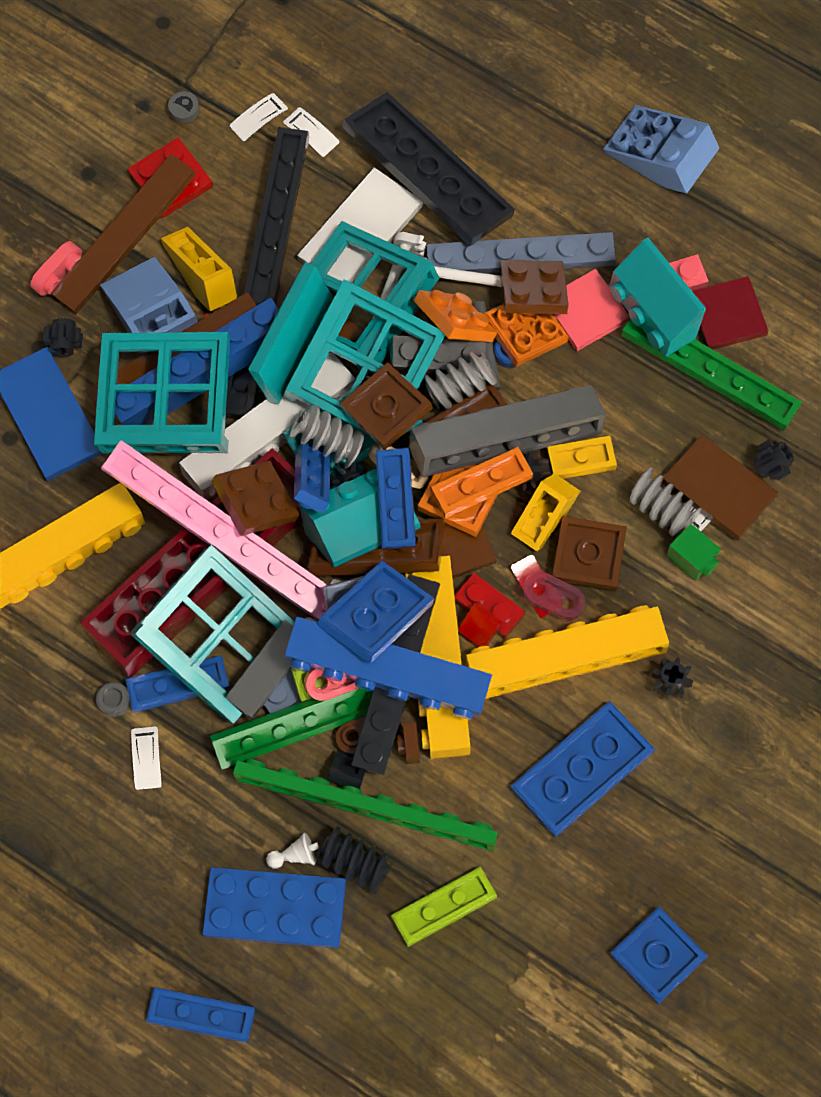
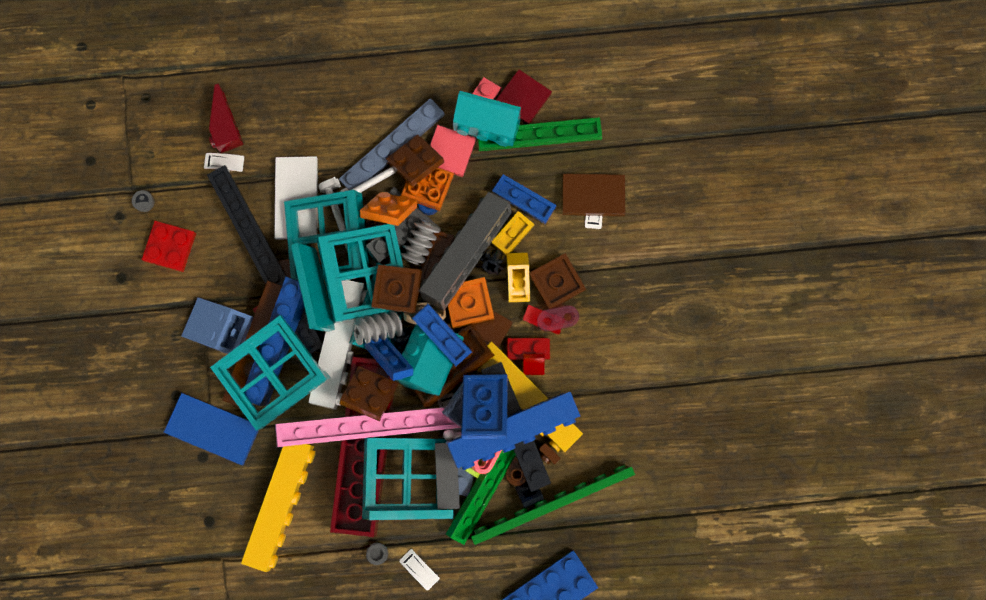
camera: 40 degrees left, 10 degrees up
(56, 268) = (150, 354): coral plate -> none
(62, 337) = (186, 381): black gear -> none
(123, 233) = (171, 298): reddish brown tile -> none
(165, 688) = (396, 529): blue tile -> none
(201, 268) = (229, 285): yellow slope -> none
(258, 116) = (187, 175): white sticker -> none
(300, 851) = (539, 555): white piece -> none
(345, 85) = (222, 123): none -> dark red slope
(354, 860) = (571, 537): black piece -> none
(428, 168) = (305, 136): black plate -> none
(444, 906) = (632, 523): lime tile -> none
(481, 482) = (476, 289): orange plate -> none
(571, 651) = (589, 343): yellow brick -> none
(582, 769) = (643, 397): blue tile -> none
(629, 428) = (524, 199): none -> blue plate
(658, 955) = (755, 461): blue tile -> none
(662, 503) = (574, 226): light grey piece -> none
(663, 147) = (418, 30): medium blue slope -> none
(663, 676) = (653, 309): black gear -> none
(694, 553) = (609, 240): green brick -> none
(773, 459) = (610, 159): black gear -> none

